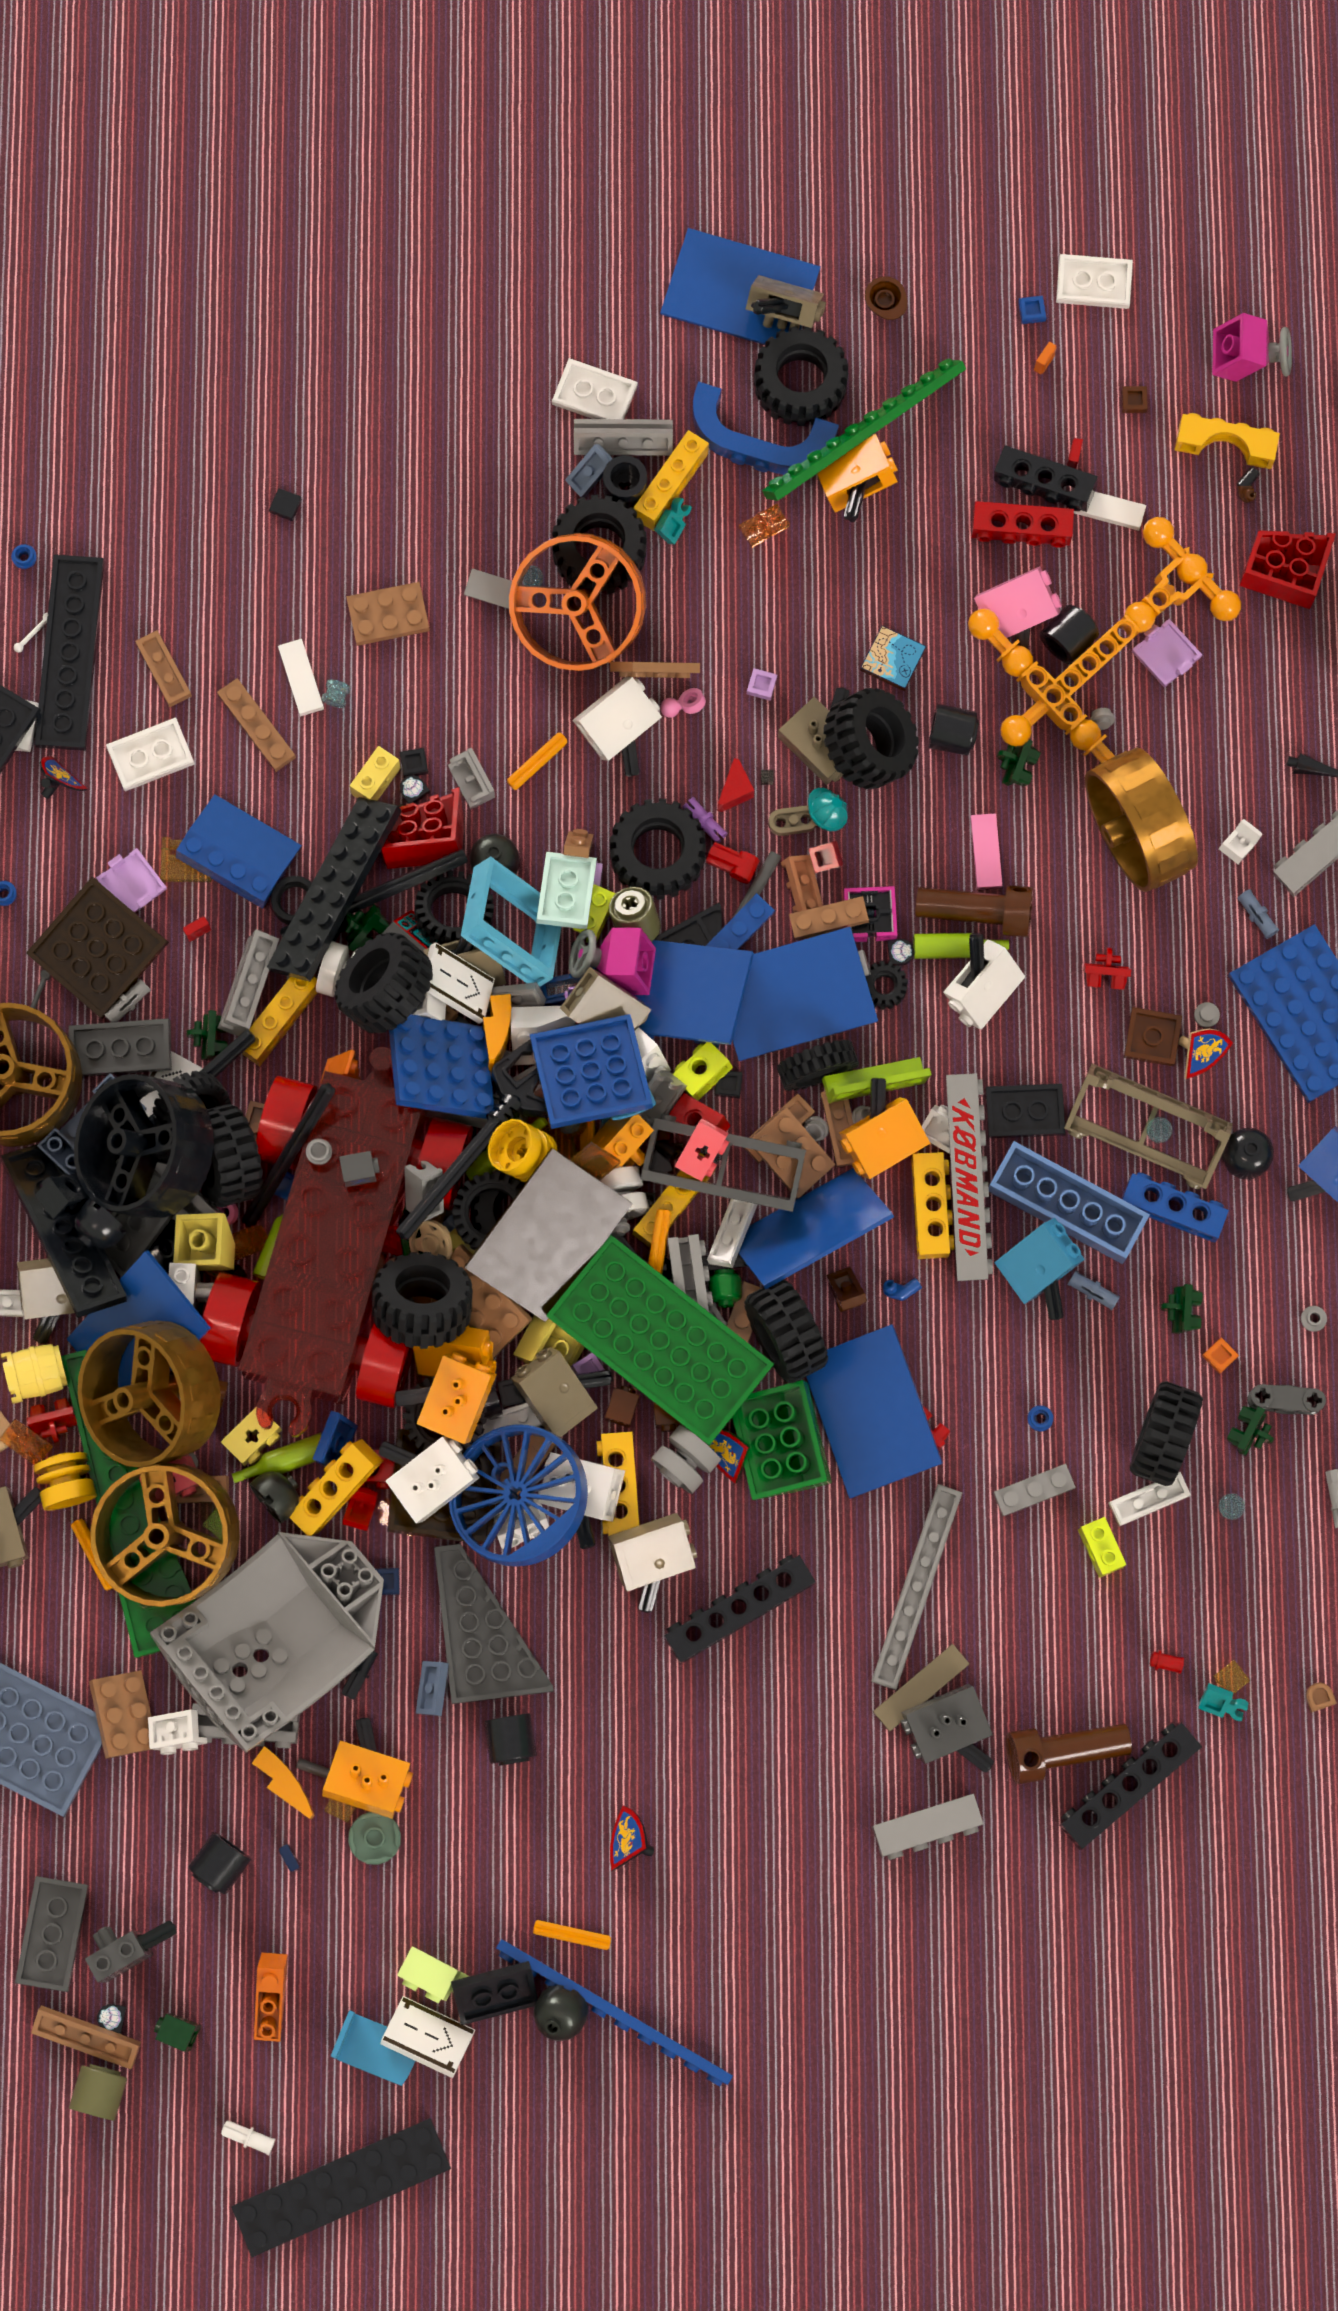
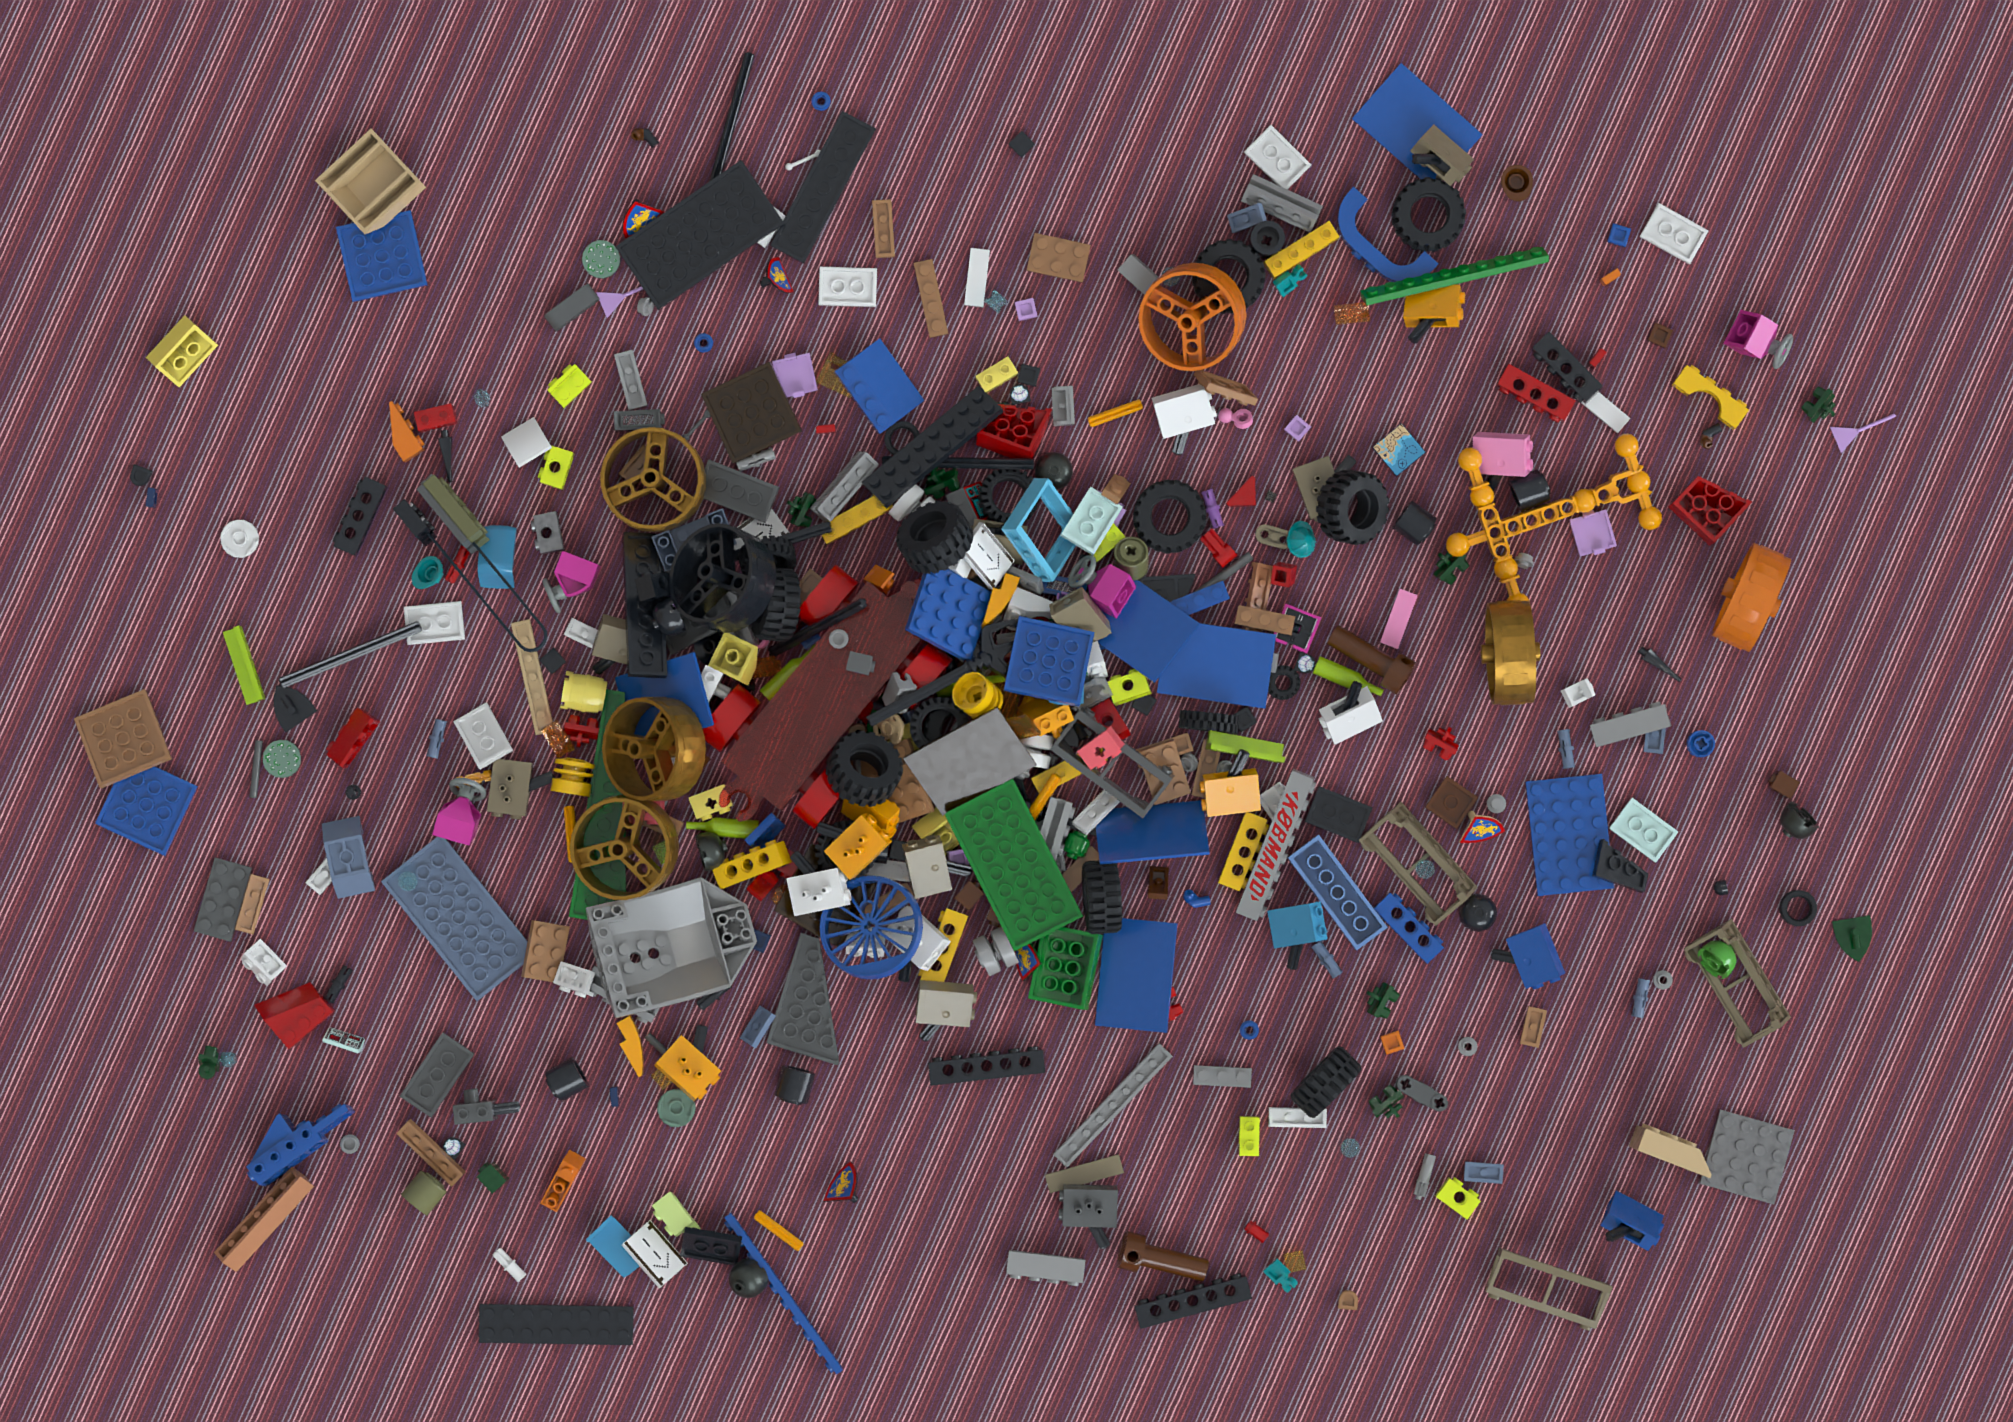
camera: 25 degrees right, 10 degrees up
(376, 687) = (1026, 309): none -> lavender plate
(862, 1047) = (1246, 719): none -> black tile

